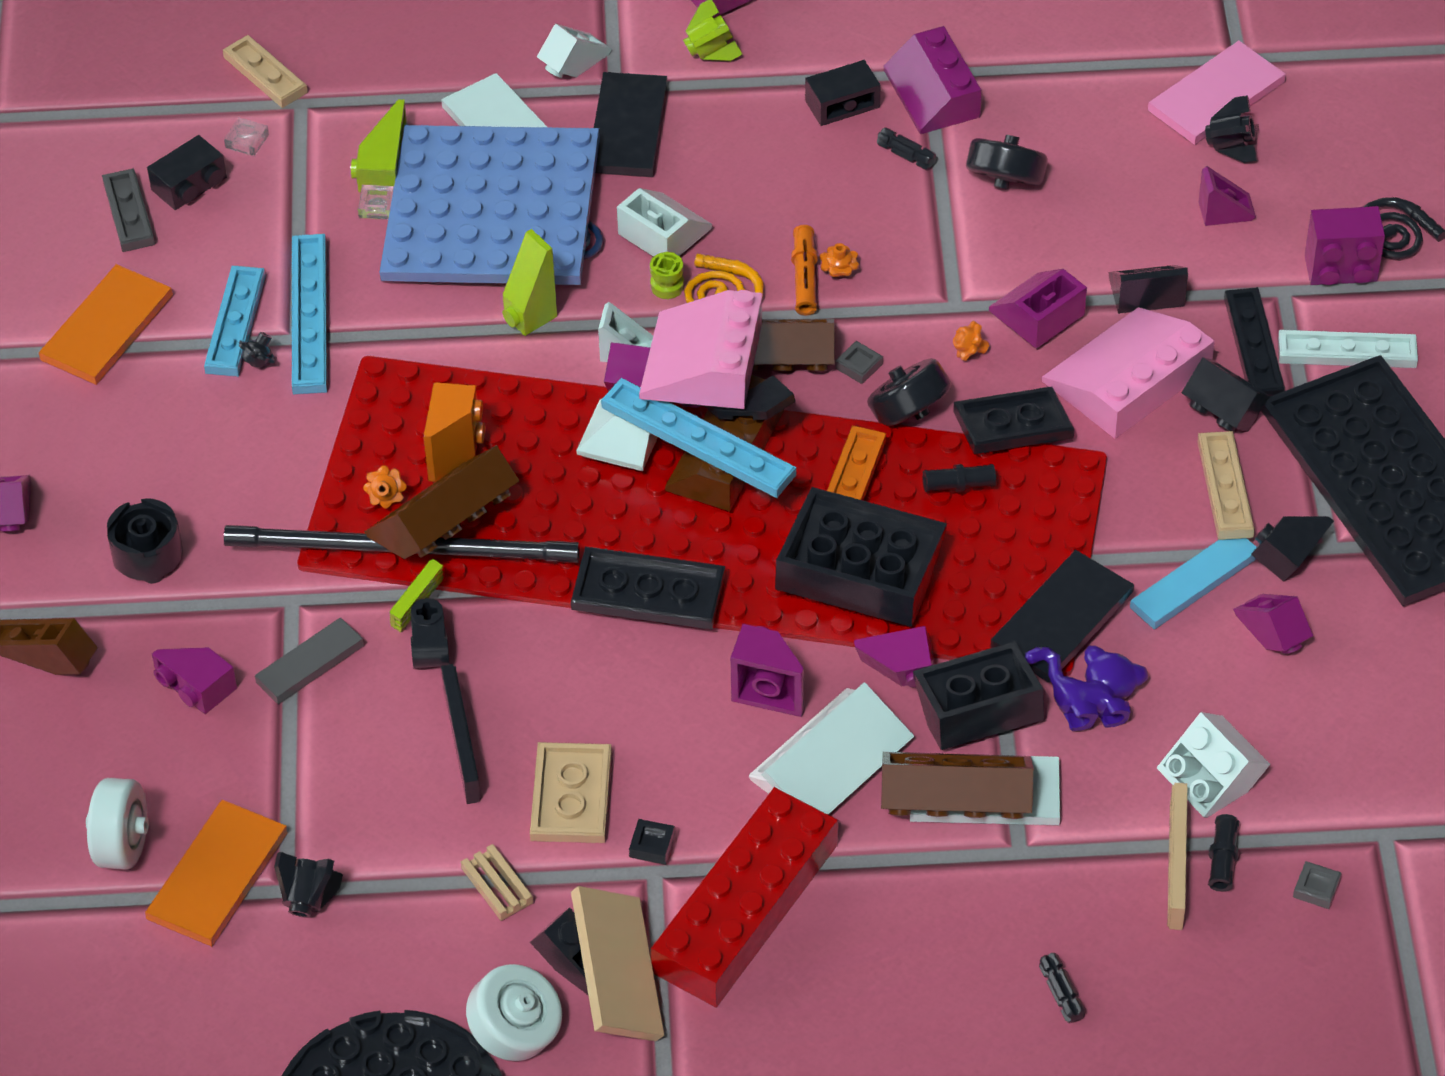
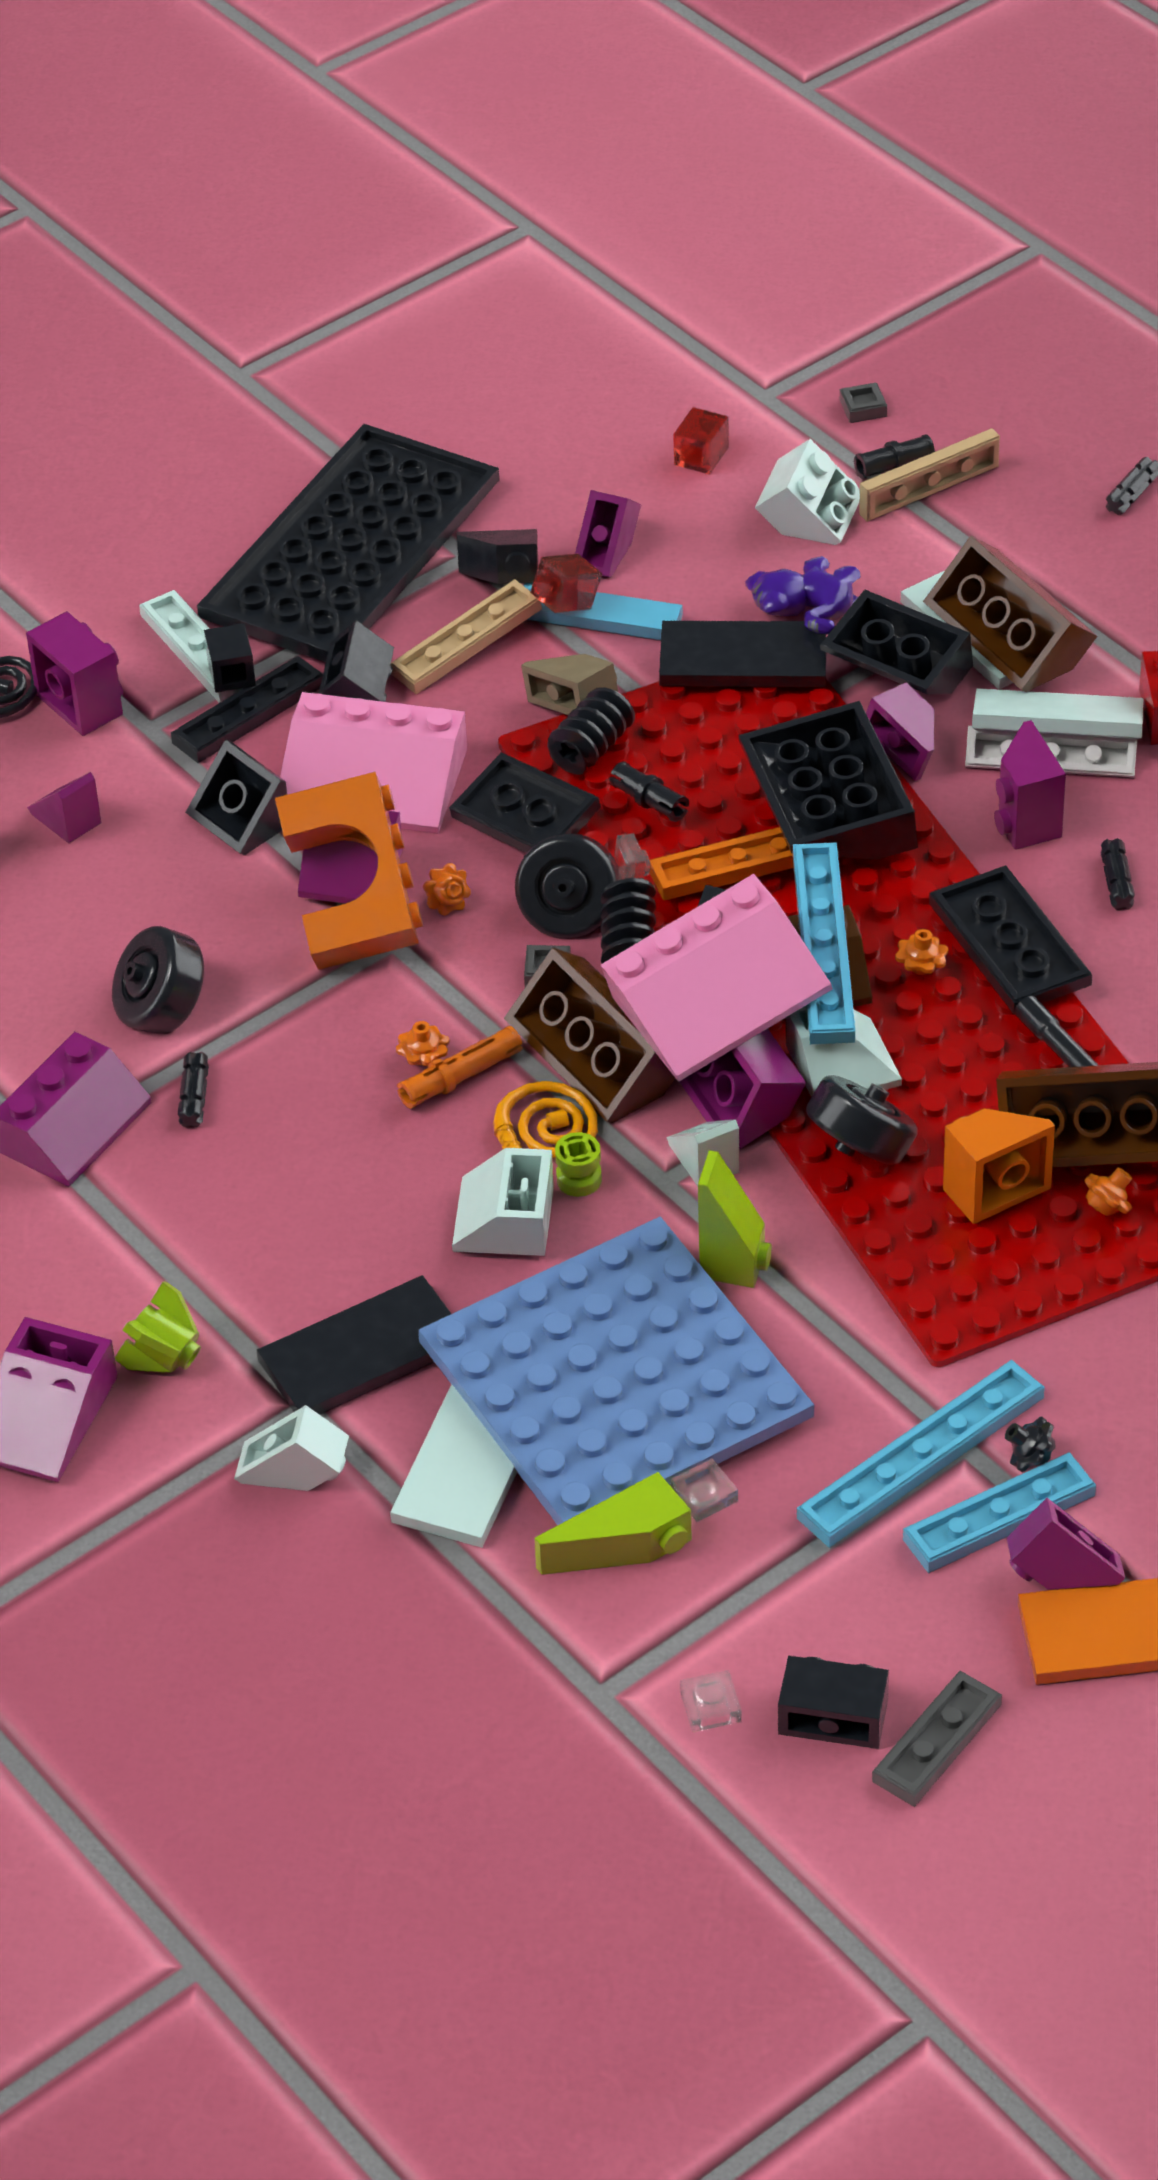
camera: 125 degrees left, 5 degrees down
(167, 312) = (1061, 1552): none -> magenta slope
(265, 71) = (582, 1762): tan tile -> none
(554, 399) = (861, 1120): none -> black wheel
(660, 697) = (1117, 873): none -> black axle
(672, 525) = (921, 953): none -> orange plant
(835, 394) = (626, 915): none -> black piece
(842, 92) = (155, 1176): black brick -> none
(894, 423) = (630, 858): none -> clear plate
(964, 276) = (382, 915): none -> orange arch
(1044, 476) = (590, 730): none -> black piece
(1106, 498) = (566, 680): none -> dark tan slope
(1214, 541) = (566, 583): none -> clear red brick
(1296, 333) = (229, 657): none -> black brick
(1341, 740) = (701, 440): none -> clear red brick

